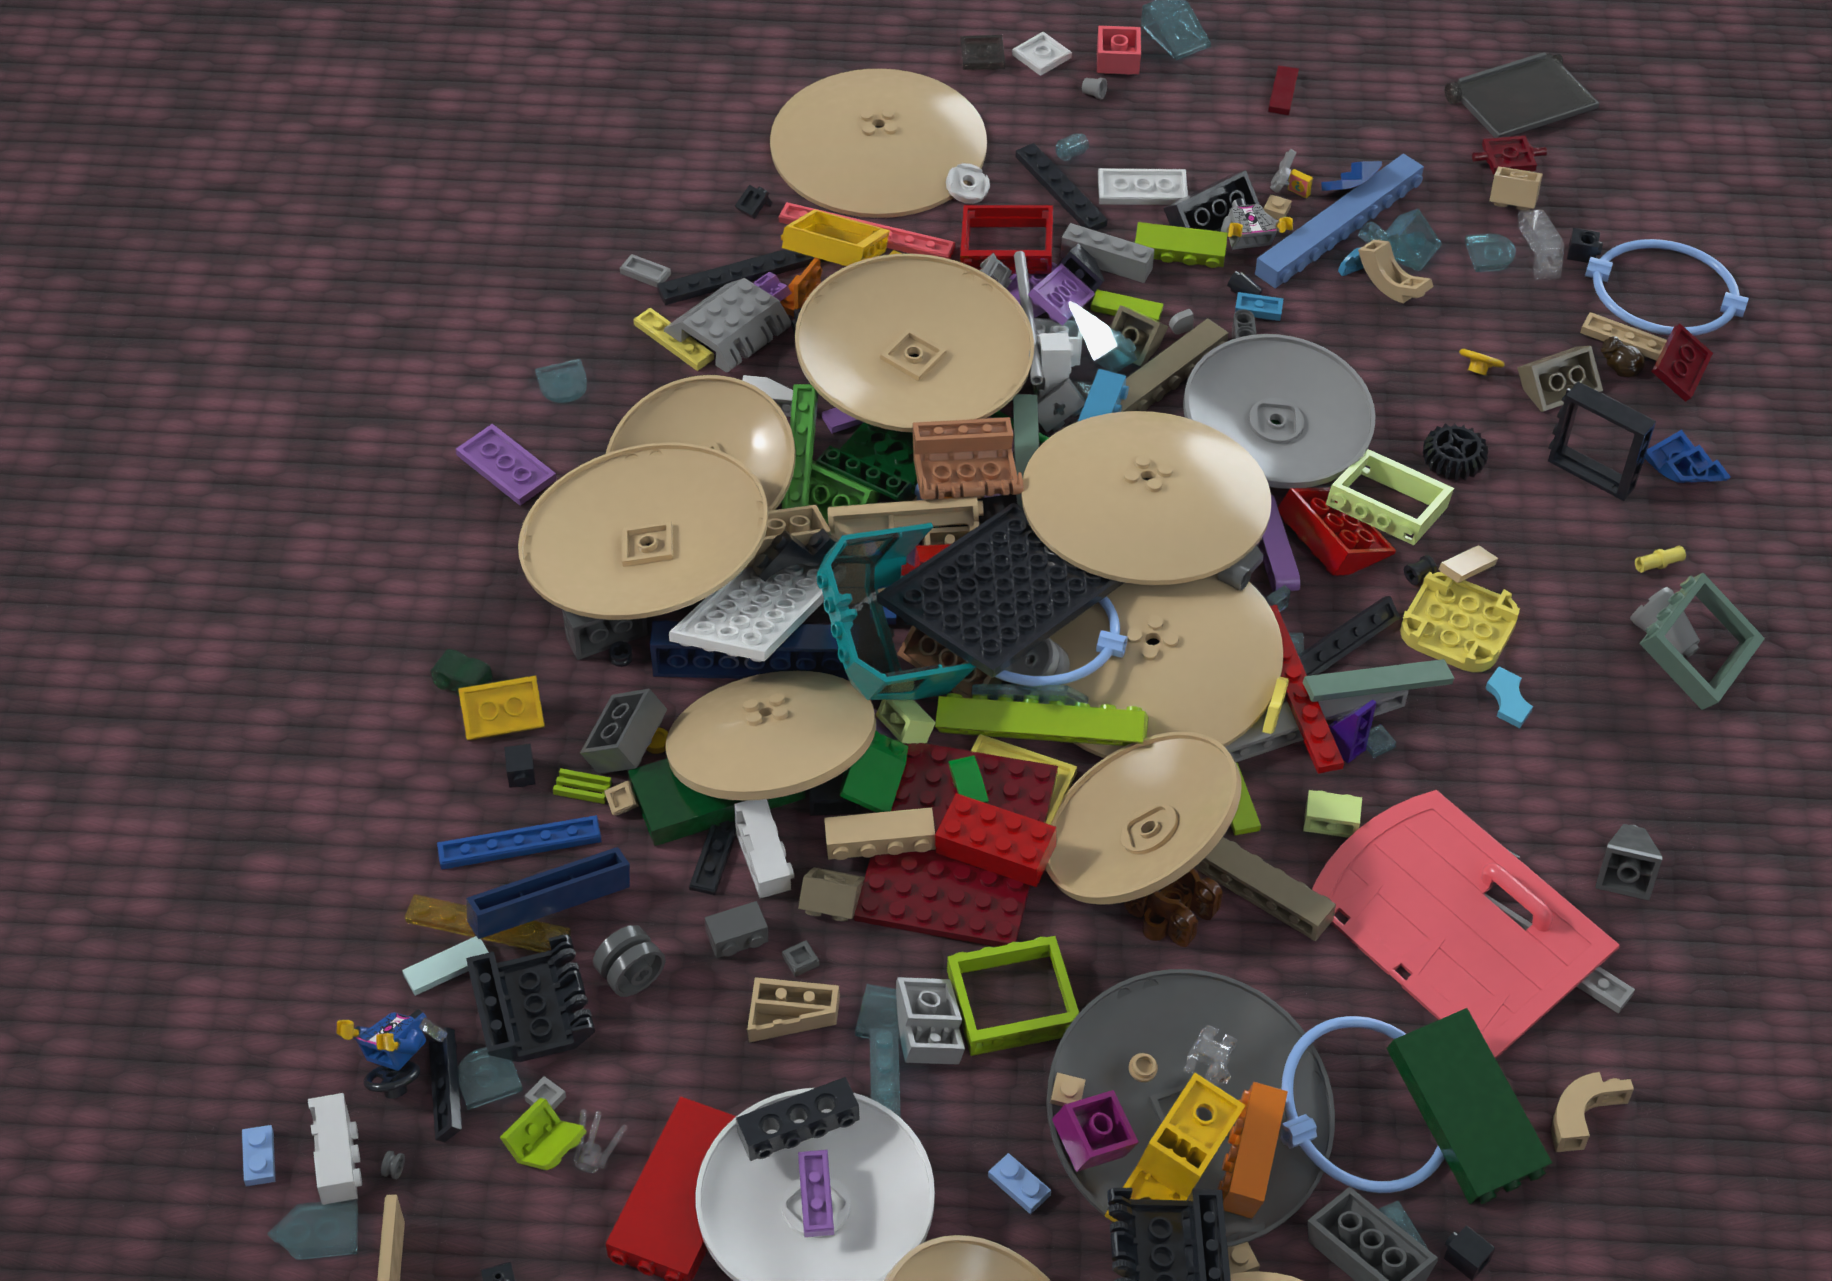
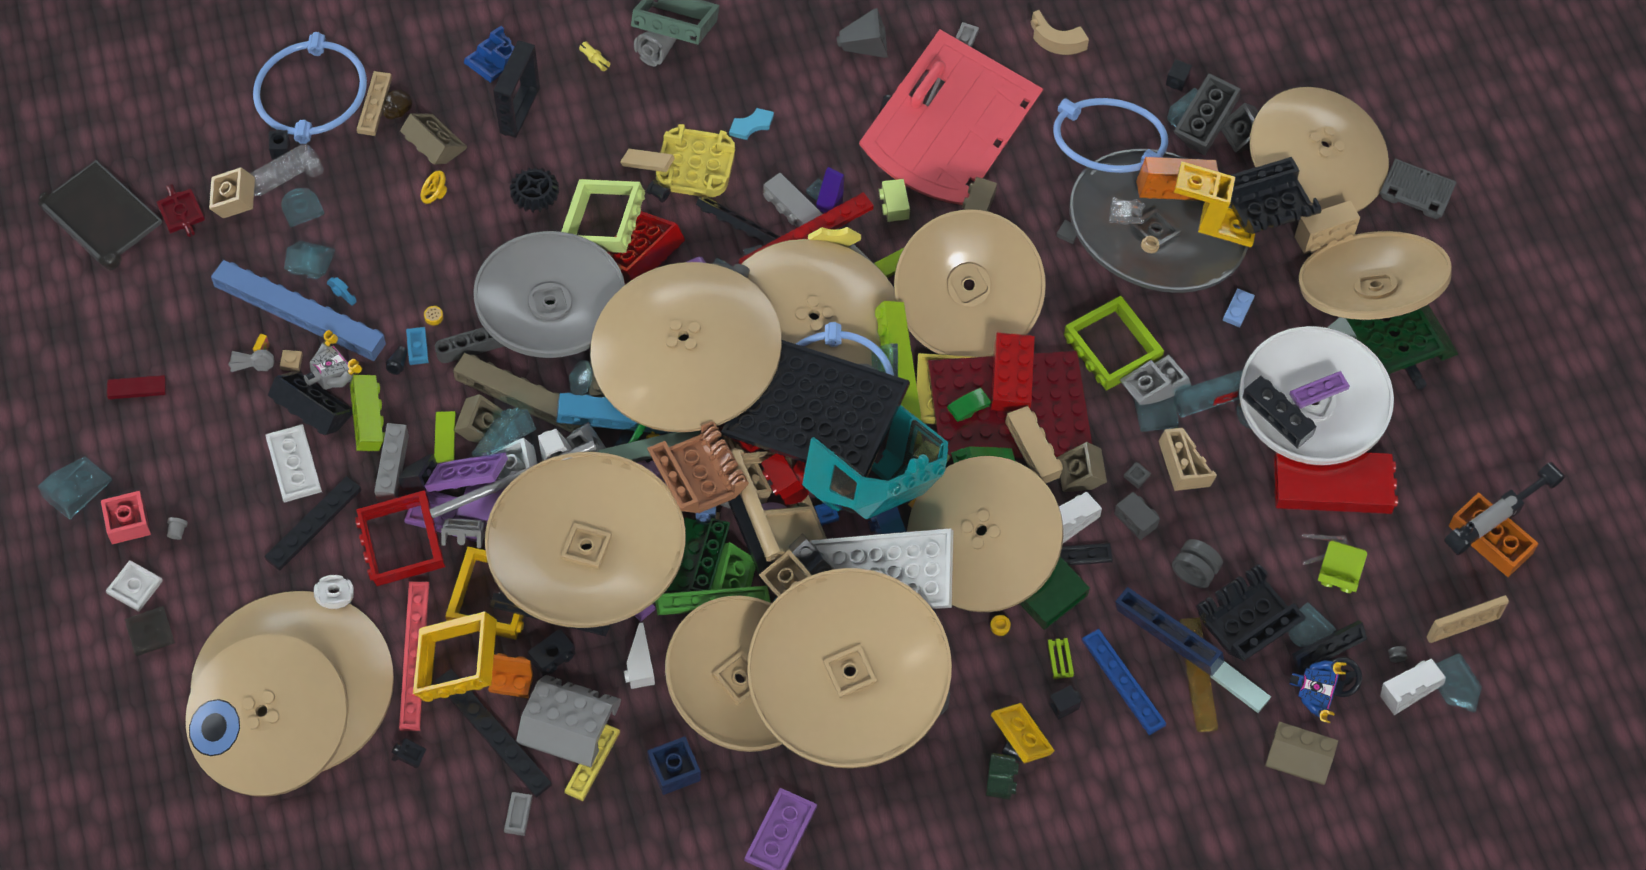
camera: 110 degrees left, 10 degrees up
(258, 1155) = (1427, 741): light blue plate -> none
(323, 996) = (1301, 753): none -> dark tan slope
(432, 1029) = (1302, 660): clear tile -> none
(547, 1090) = (1306, 587): light grey tile -> none
(562, 381) = (670, 829): clear light blue tile -> none
(621, 798) = (1063, 625): tan tile -> none
(623, 731) = (1015, 636): dark grey brick -> none
(624, 387) = (674, 765): none -> dark blue brick
(773, 286) = (513, 701): medium lavender slope -> none
(840, 100) = (301, 723): none -> tan dish
(1067, 1089) = (1189, 276): tan plate -> none
(1071, 146) = (261, 525): clear light blue brick -> none
(1095, 1130) = (1209, 255): magenta brick -> none
(1182, 322) = (454, 393): light grey tile -> none
(1299, 329) = (433, 315): none -> tile
(1359, 174) = (249, 305): blue slope -> none
(1372, 231) = (311, 278): clear light blue beam -> none
(1378, 680) = (784, 186): sand green tile -> none
(1387, 274) = (361, 259): tan arch -> none
(1469, 1107) = (1089, 84): dark green brick -> none
(1682, 362) = (395, 64): dark red plate -> none

